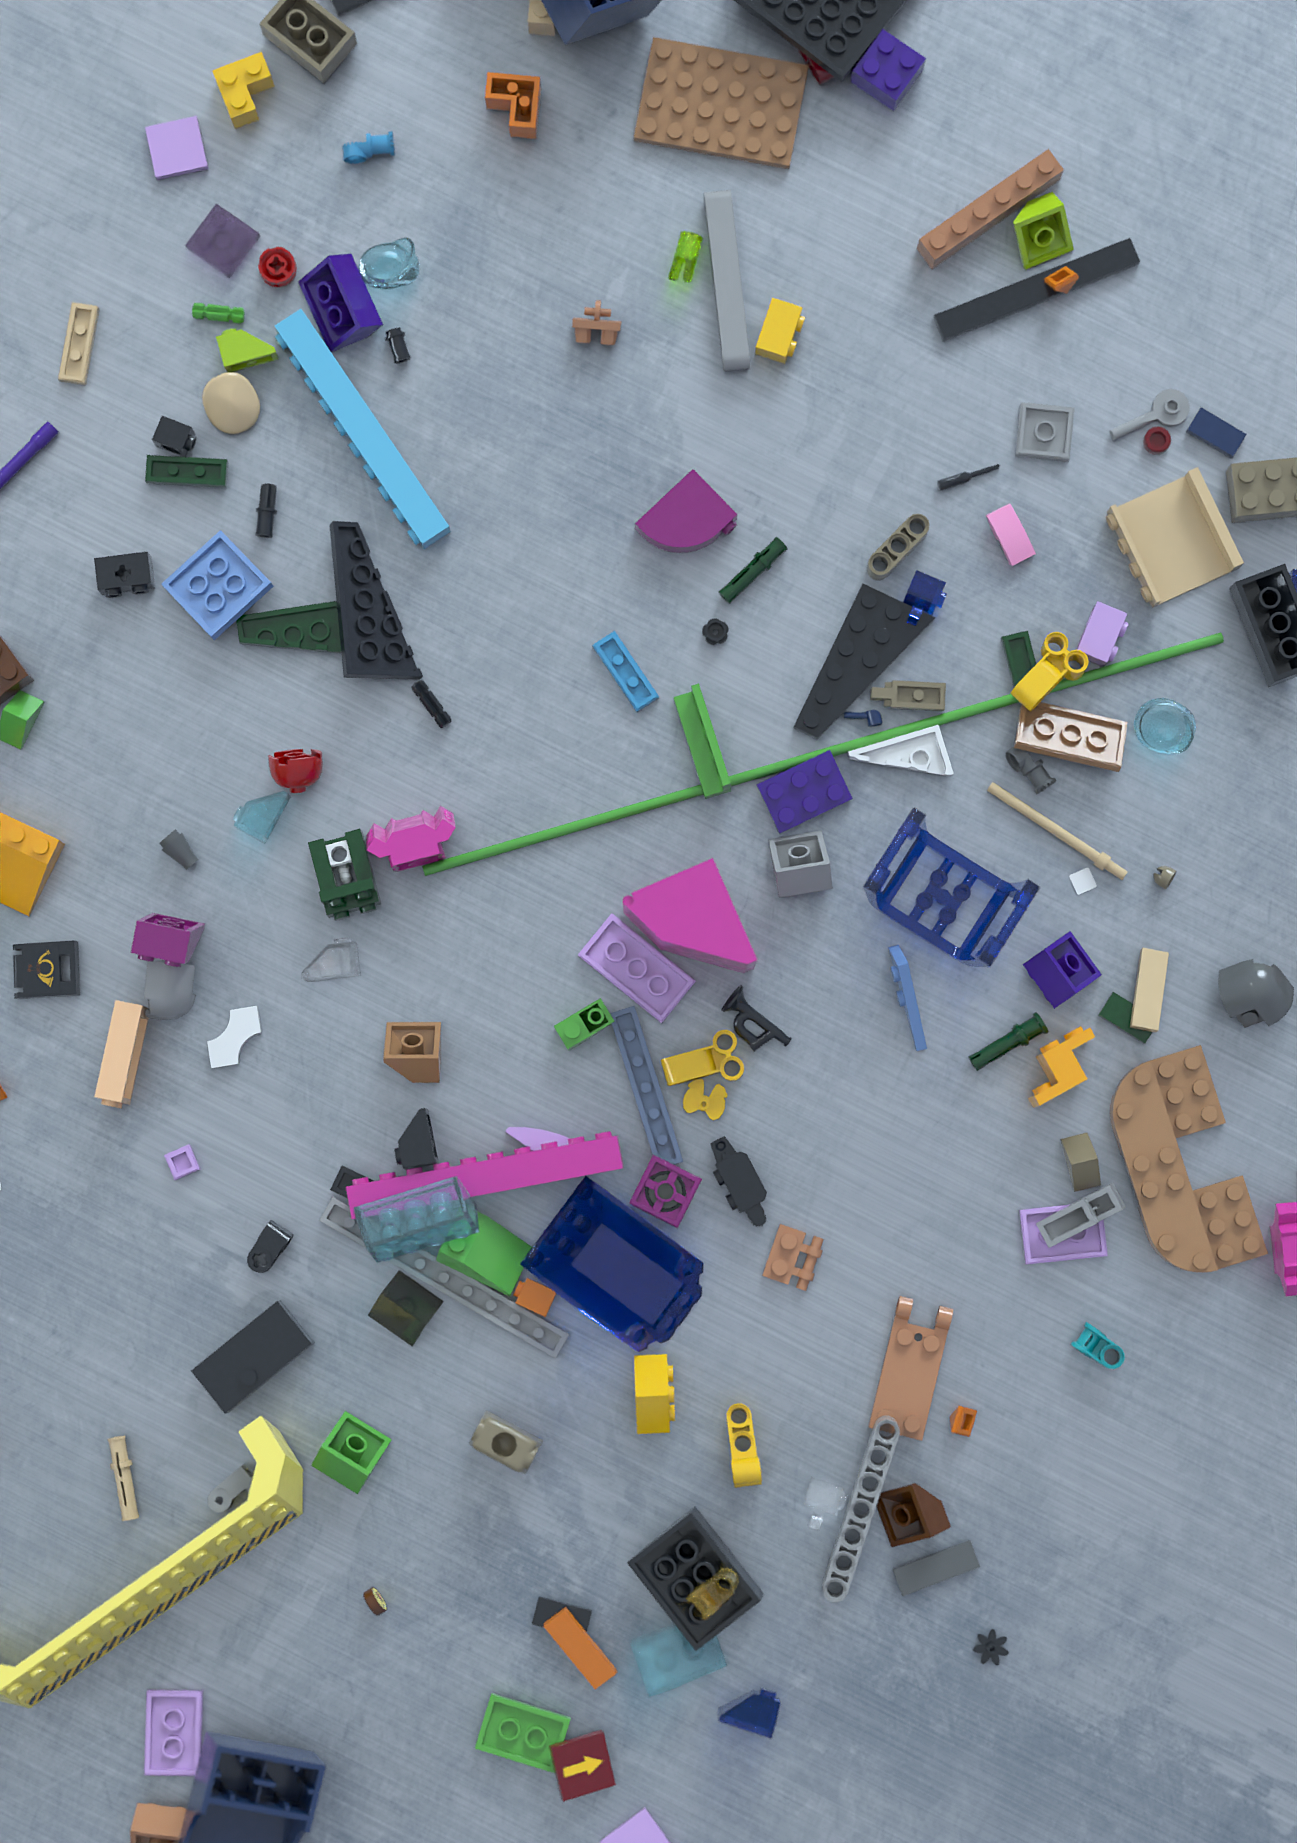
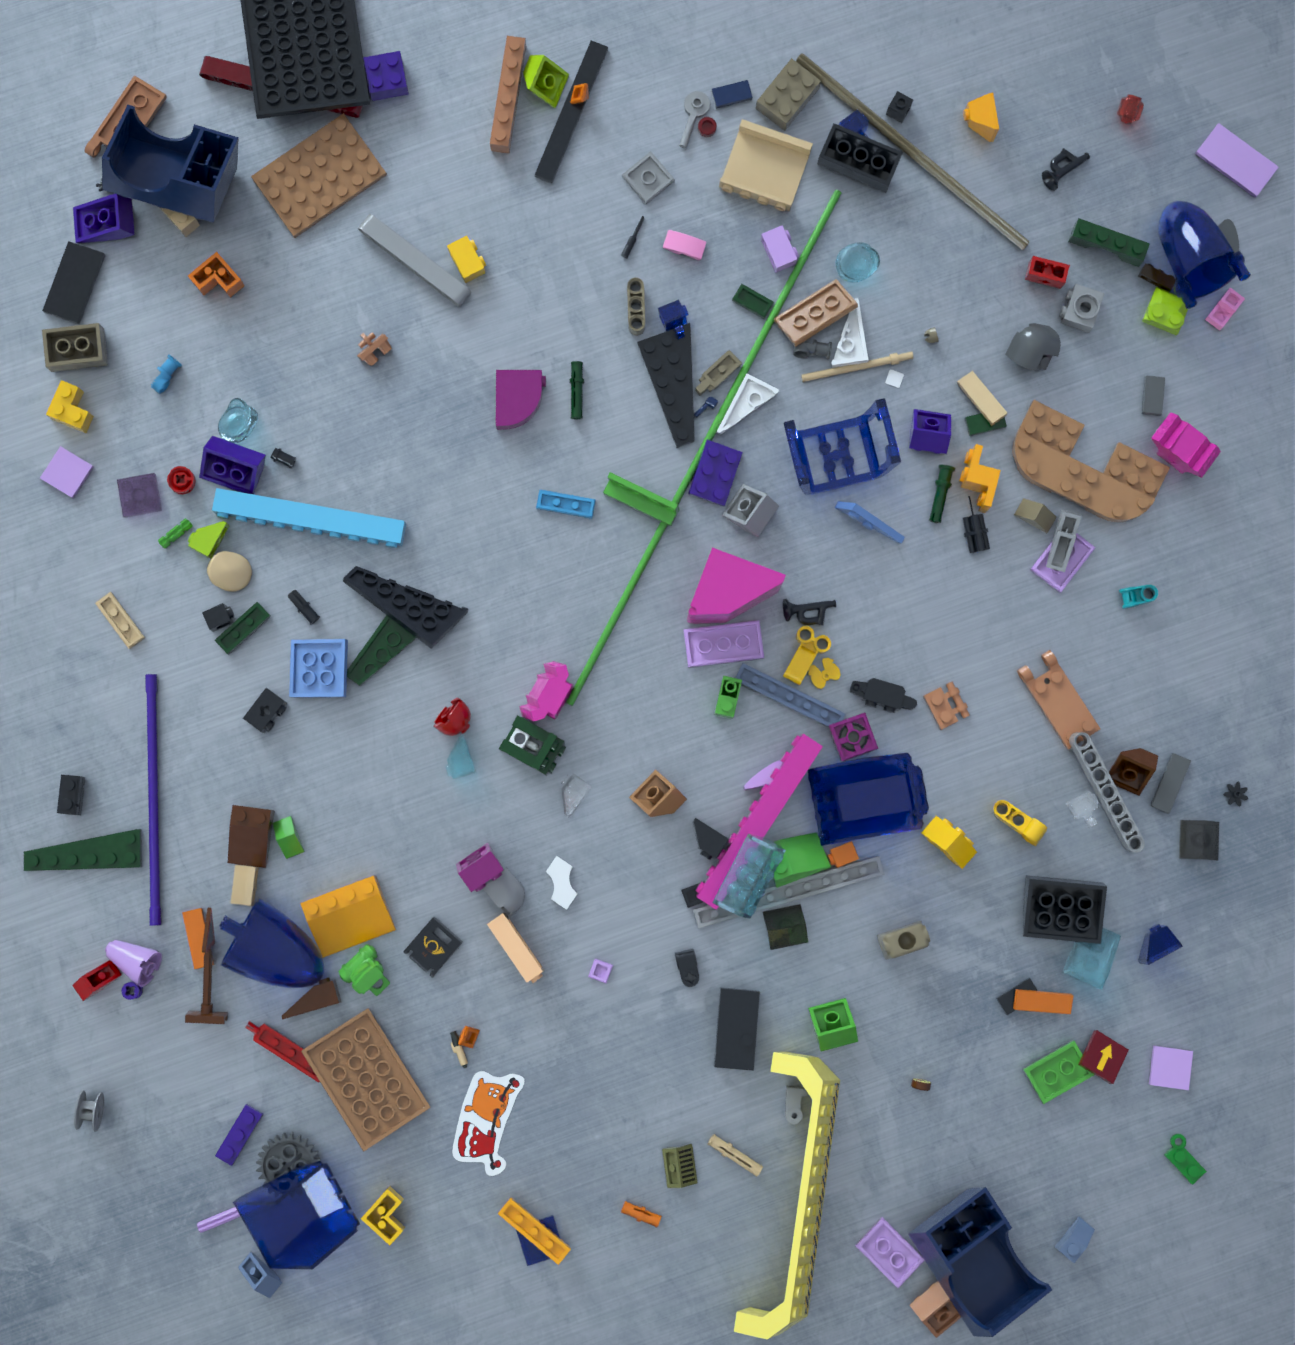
camera: 50 degrees left, 0 degrees up
(59, 1432) = (679, 1166): none -> olive panel
(178, 849) = (436, 819): dark grey cone -> none
(431, 703) = (487, 618): black axle -> none
(686, 253) = (380, 266): clear neon green hinge -> none
(710, 1596) = (1081, 909): clear yellow piece -> none
(715, 624) = (589, 434): black plate -> none
(905, 1654) = (1199, 840): none -> clear smoke slope
(962, 1420) = (1109, 699): orange slope -> none
(1003, 1116) = (976, 532): none -> black piece
(1049, 671) = (774, 291): yellow piece -> none
(1073, 804) = (852, 344): none -> white wing

